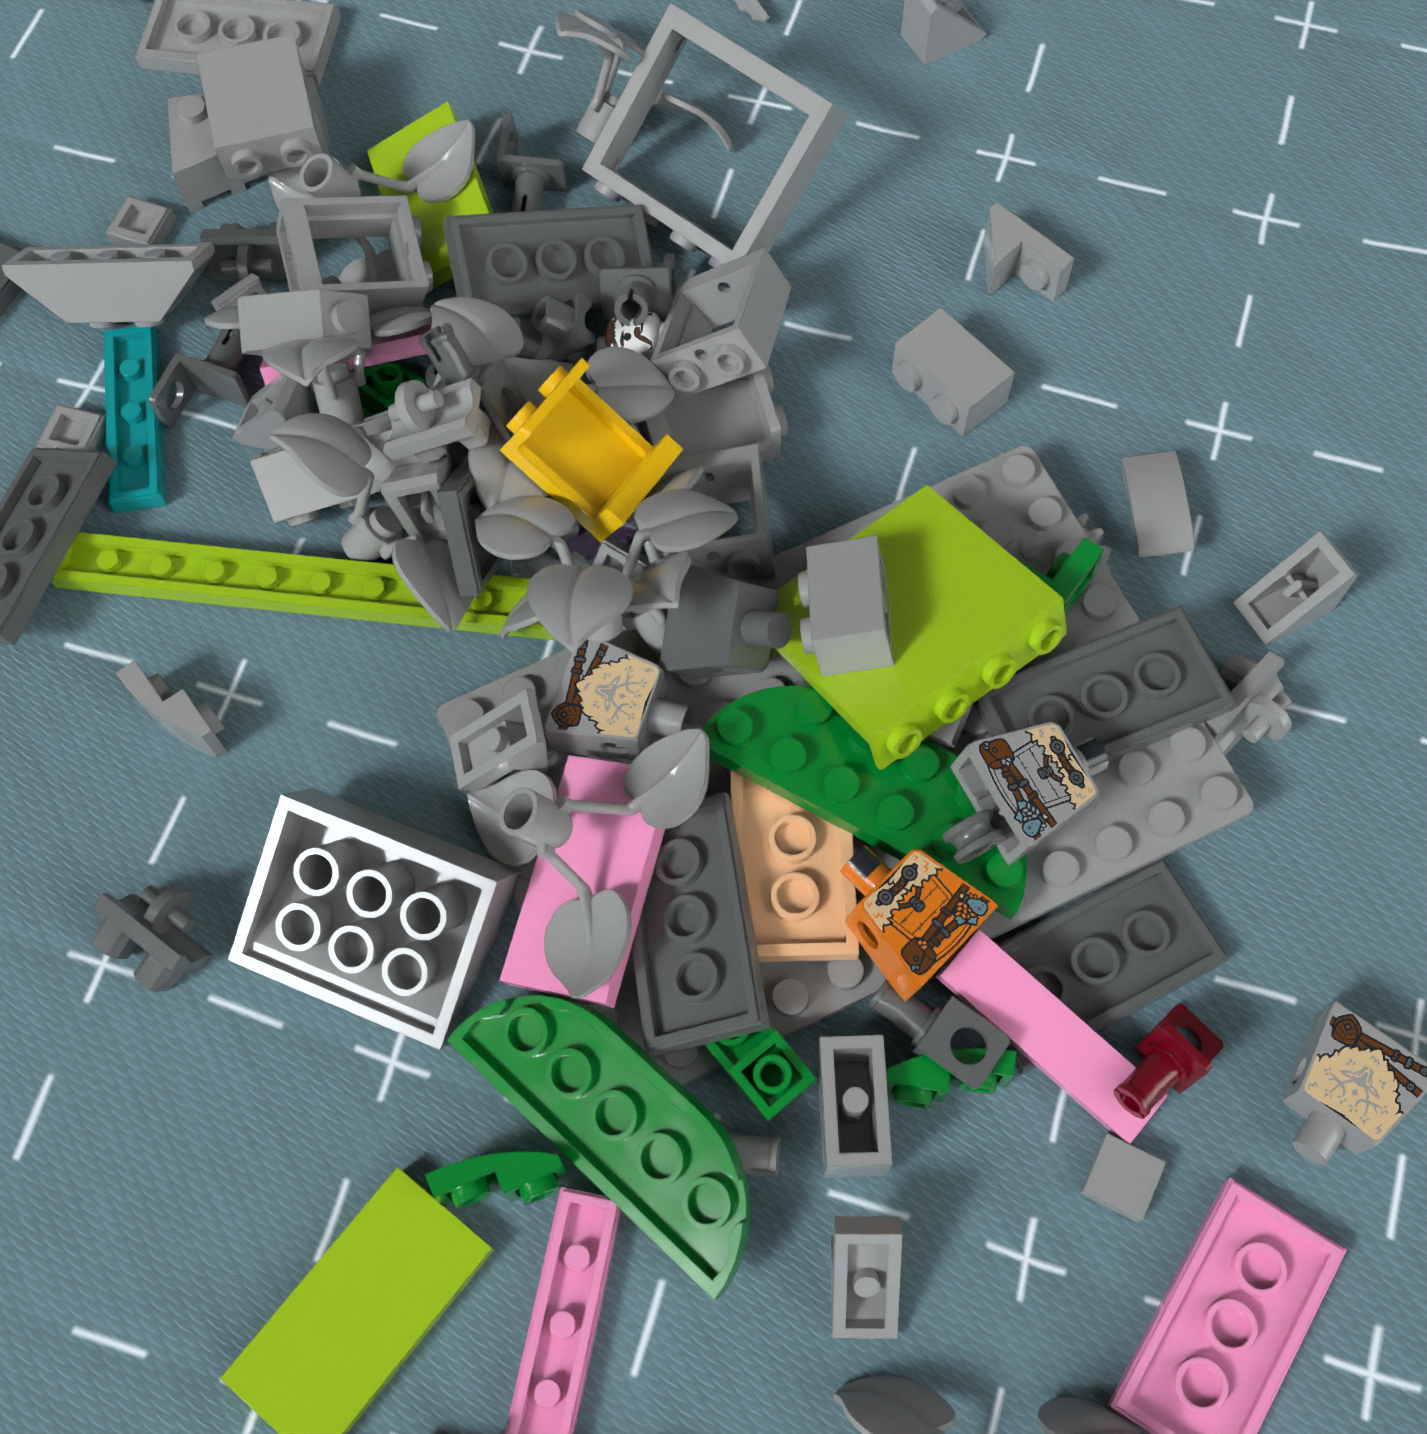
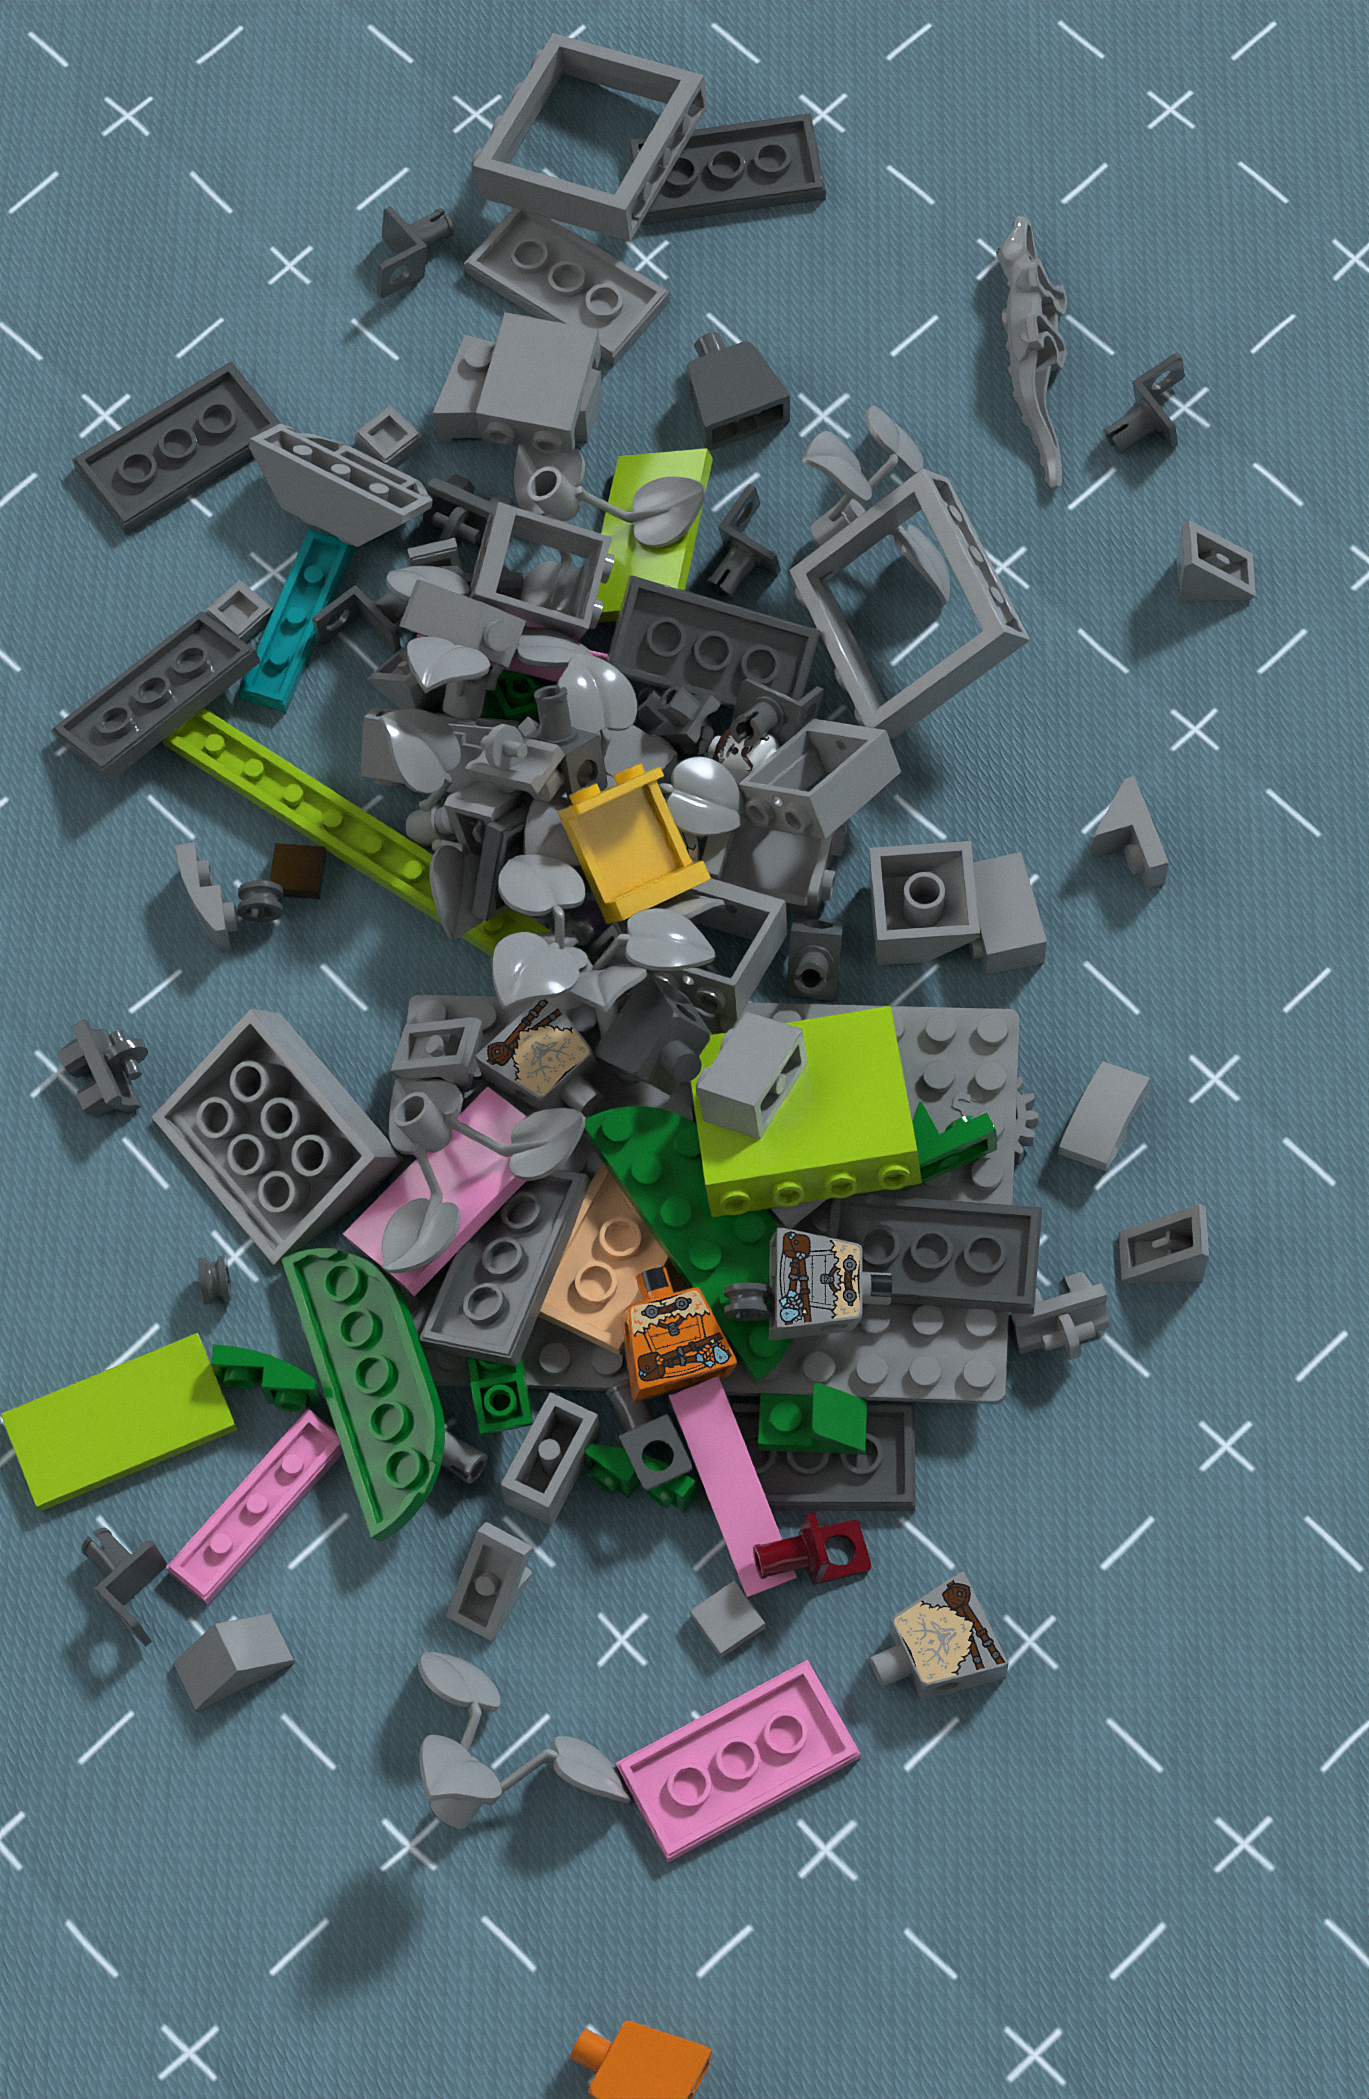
camera: 30 degrees right, 0 degrees up
(75, 61) = (410, 246): none -> dark grey bracket
(233, 688) = (260, 901): none -> dark grey bush
(256, 643) = (299, 869): none -> dark brown tile
(386, 1099) = (215, 1279): none -> dark grey bush
(443, 54) = (734, 392): none -> dark grey torso
(807, 491) = (814, 958): none -> dark grey bracket
(878, 390) = (922, 901): none -> light grey slope
(1084, 928) = (813, 1423): none -> green slope

